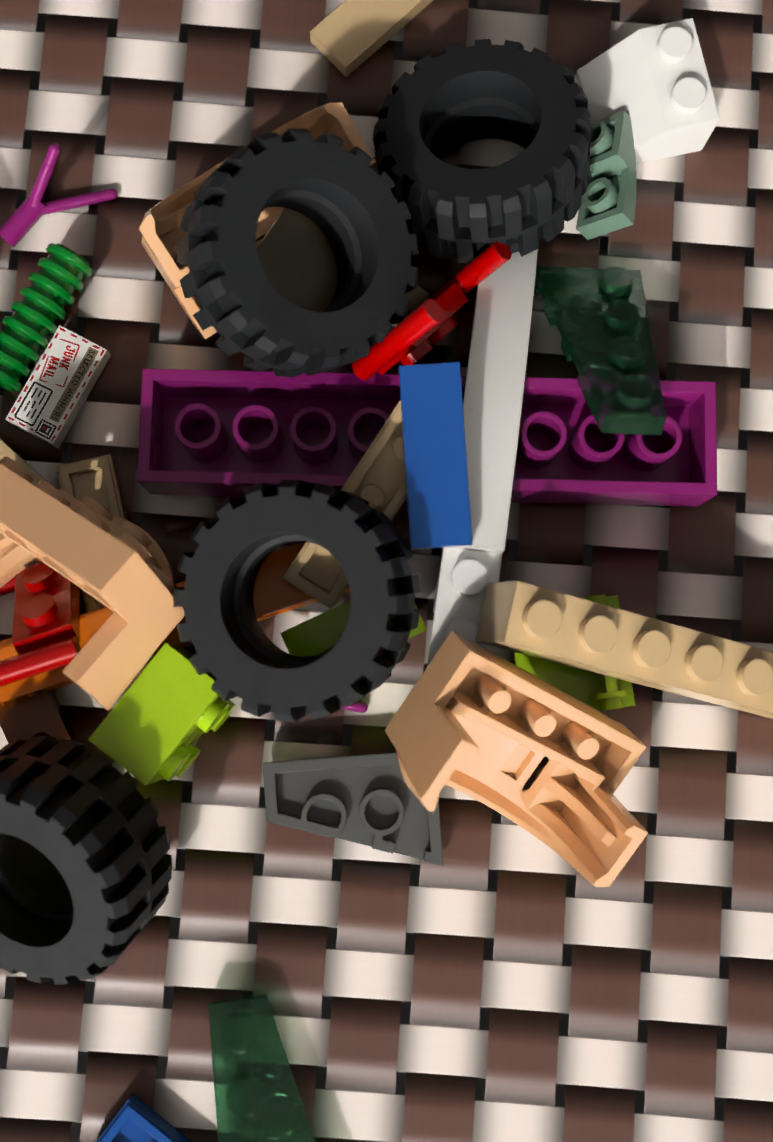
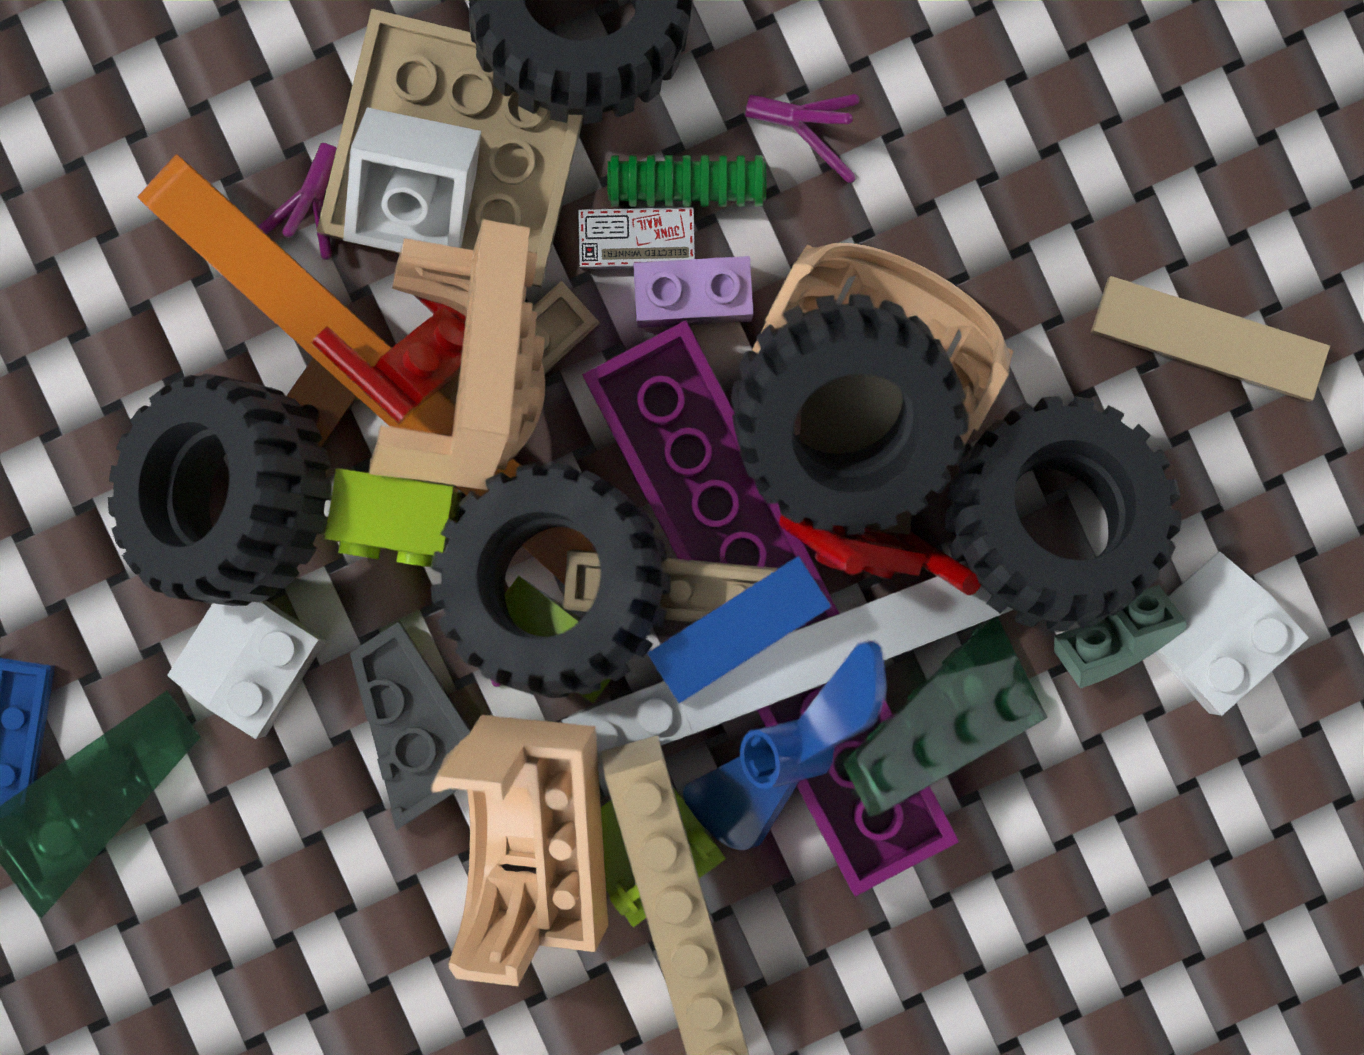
camera: 65 degrees right, 5 degrees up
(130, 339) = (693, 291): none -> lavender brick
(225, 918) = (246, 663): none -> white slope
(558, 383) = (749, 792): none -> blue piece

